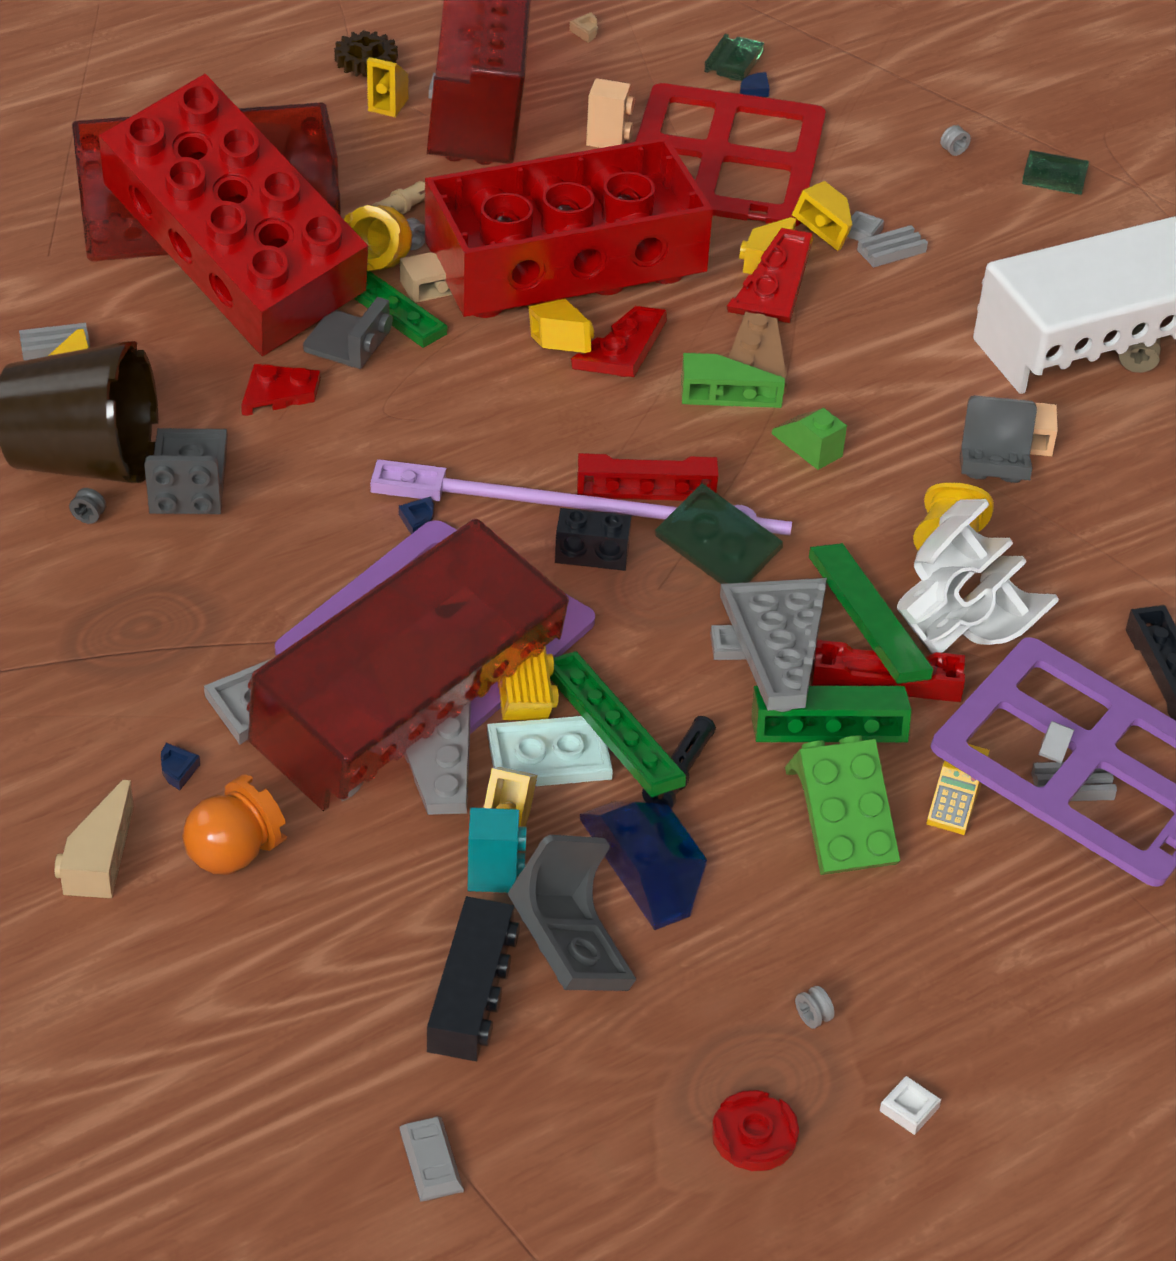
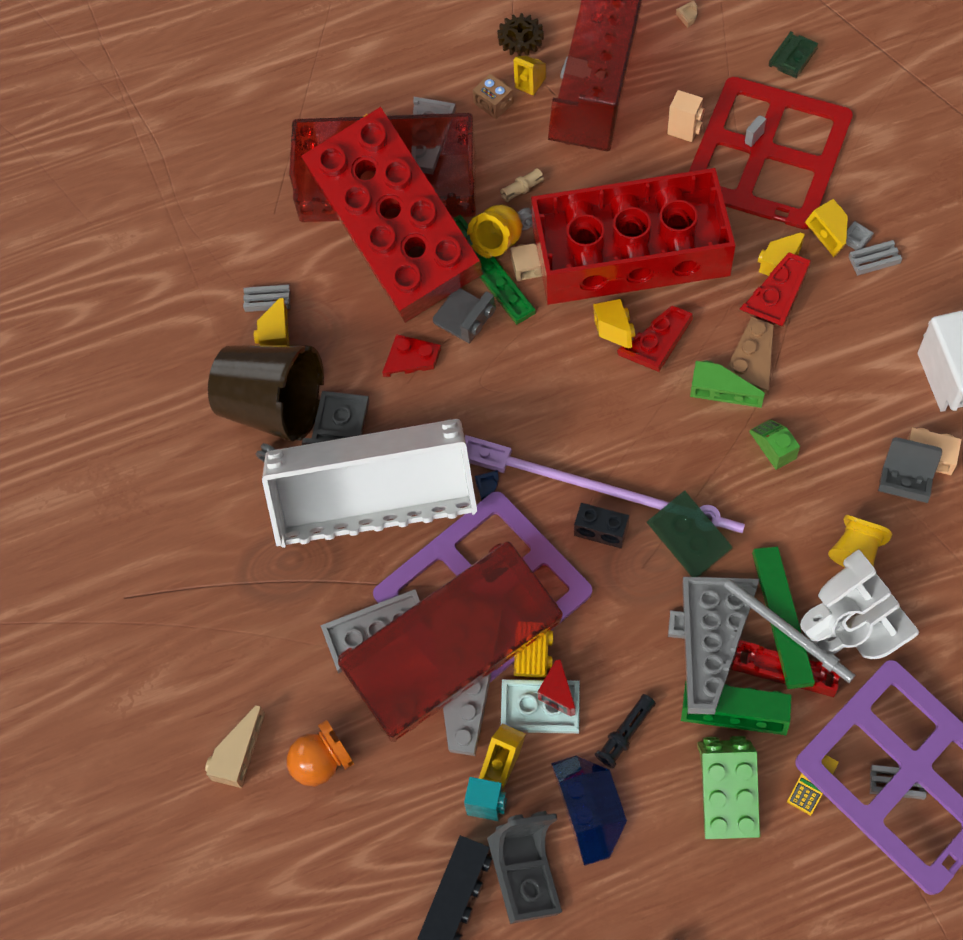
camera: 20 degrees right, 20 degrees up
(178, 765) = (296, 685): dark blue tile -> none
(257, 498) = (368, 482): none -> white container
(346, 113) = (493, 96): none -> medium nougat head
(573, 719) = (556, 690): none -> red slope
(616, 725) = (586, 696): green tile -> none
(644, 477) = (679, 476): red piece -> none
(704, 126) = (755, 130): none -> light grey tile
(755, 85) = (804, 84): dark blue tile -> none
(947, 643) = (829, 662): none -> light grey bar
(955, 140) = (945, 155): light grey bush -> none
(1056, 742) = (886, 764): light grey piece -> none

